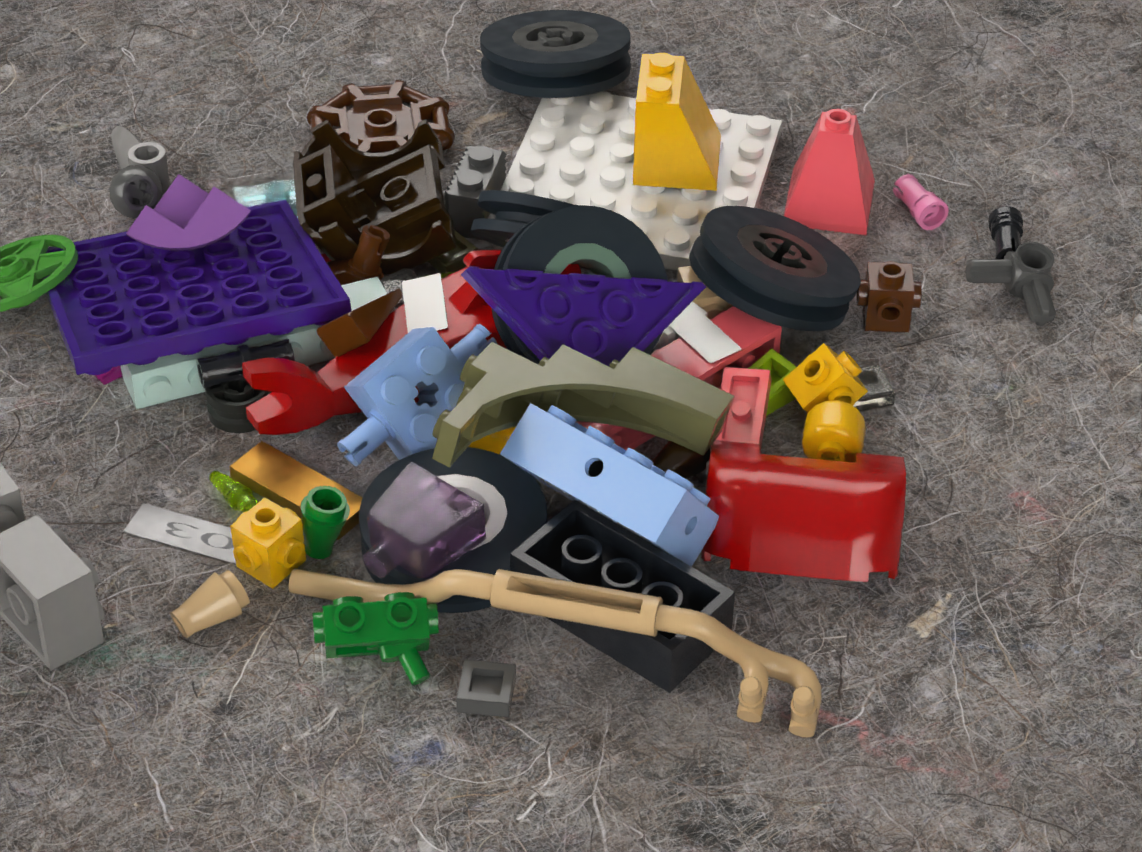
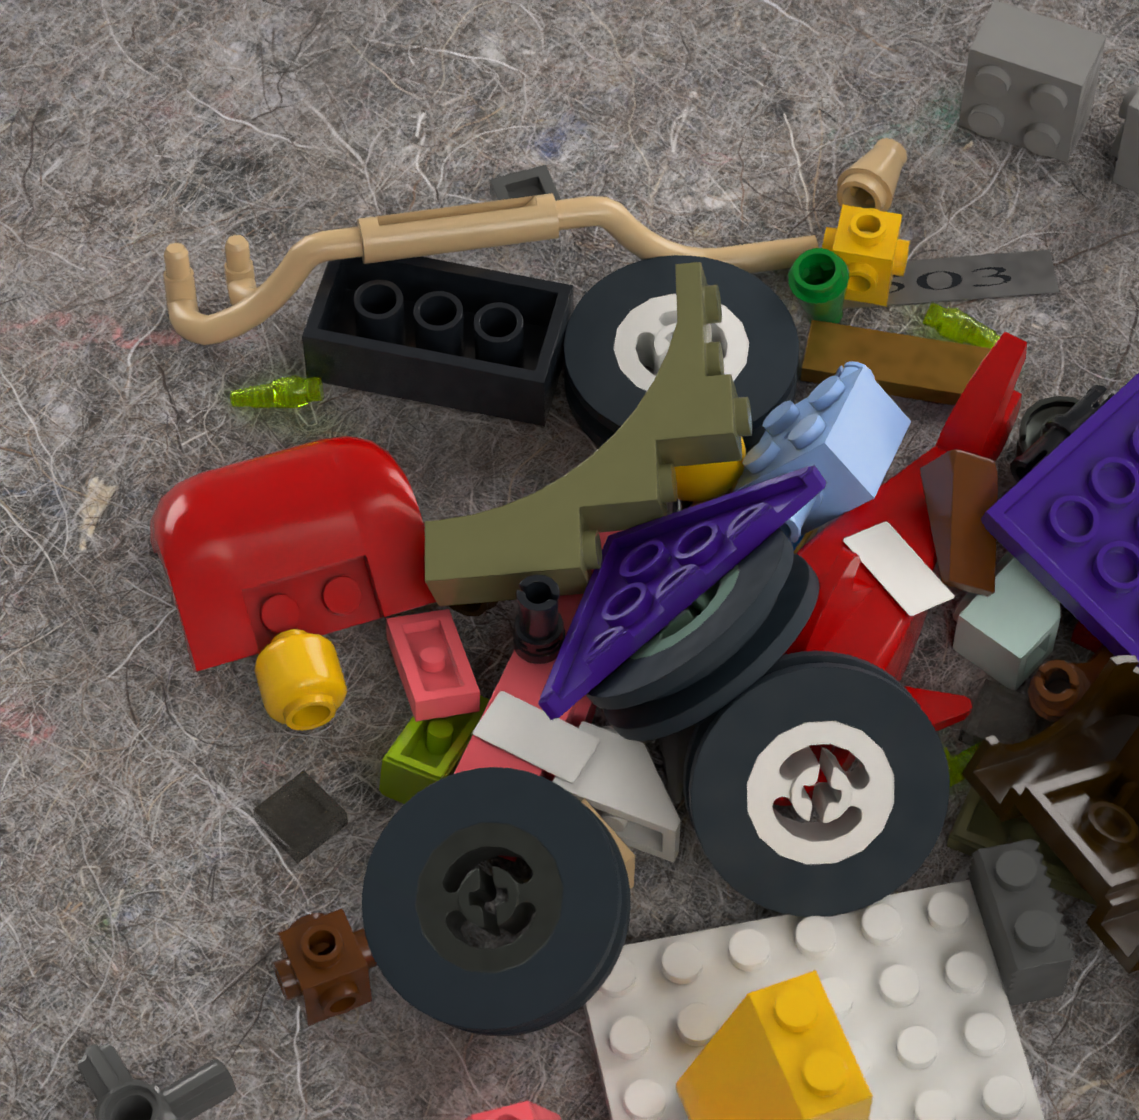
camera: 155 degrees right, 15 degrees up
(387, 628) = (685, 191): green brick -> none
(422, 525) = (651, 282): clear purple torso -> none
(612, 481) = (499, 396): light blue brick -> none
(672, 344) = (538, 625): none -> black pin
(756, 628) = (282, 393): none -> clear neon green piece
(826, 378) = (340, 742): yellow brick -> none

